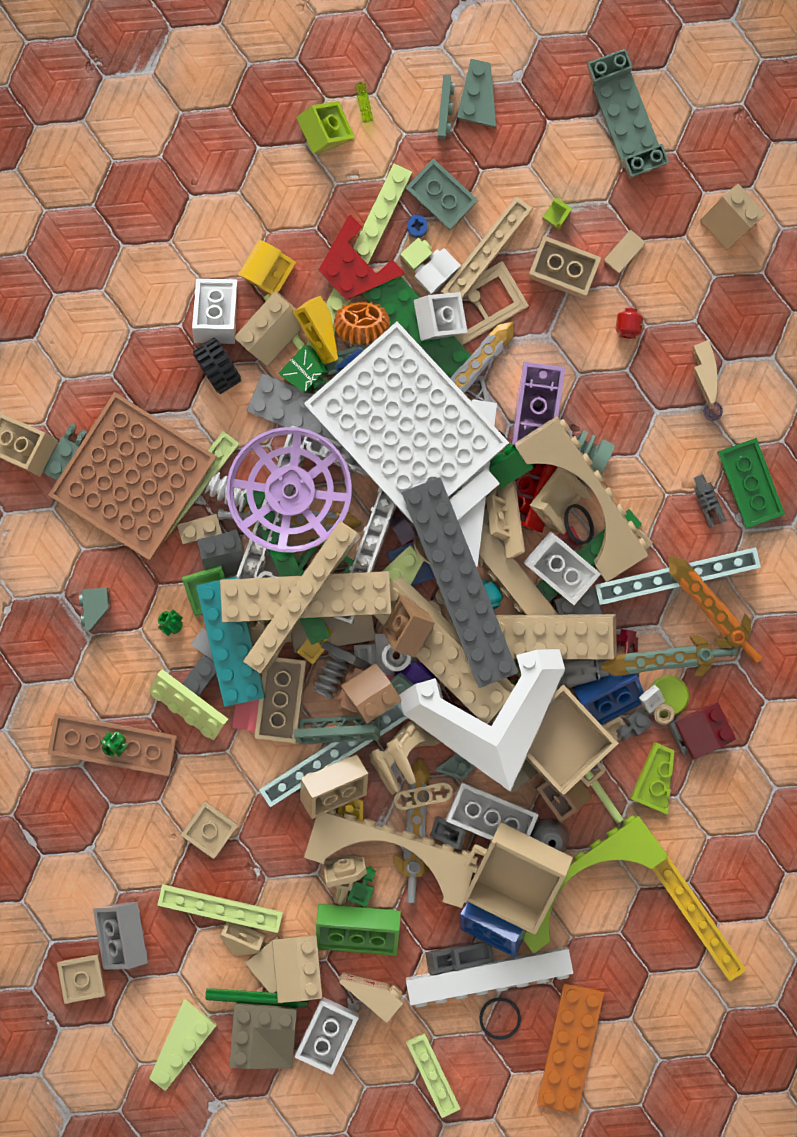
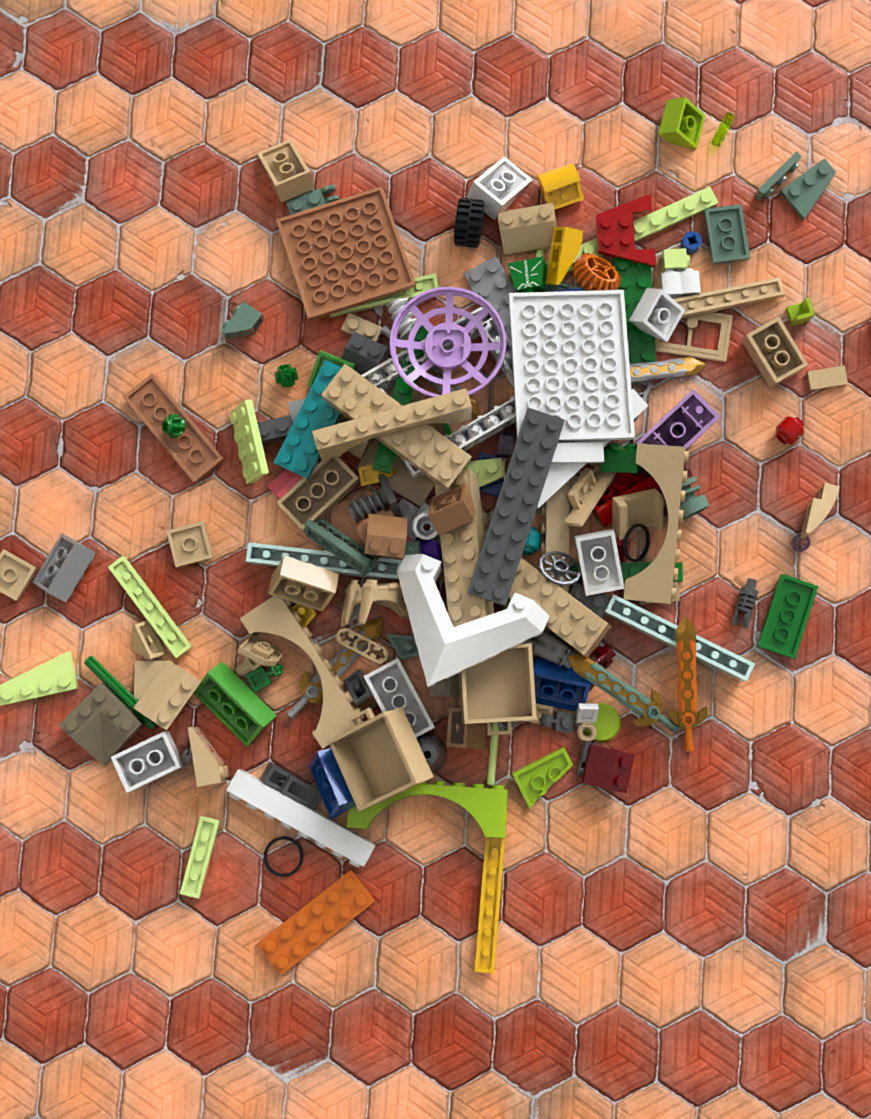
camera: 45 degrees right, 5 degrees down
(534, 601) = (559, 568): none -> dark grey wheel

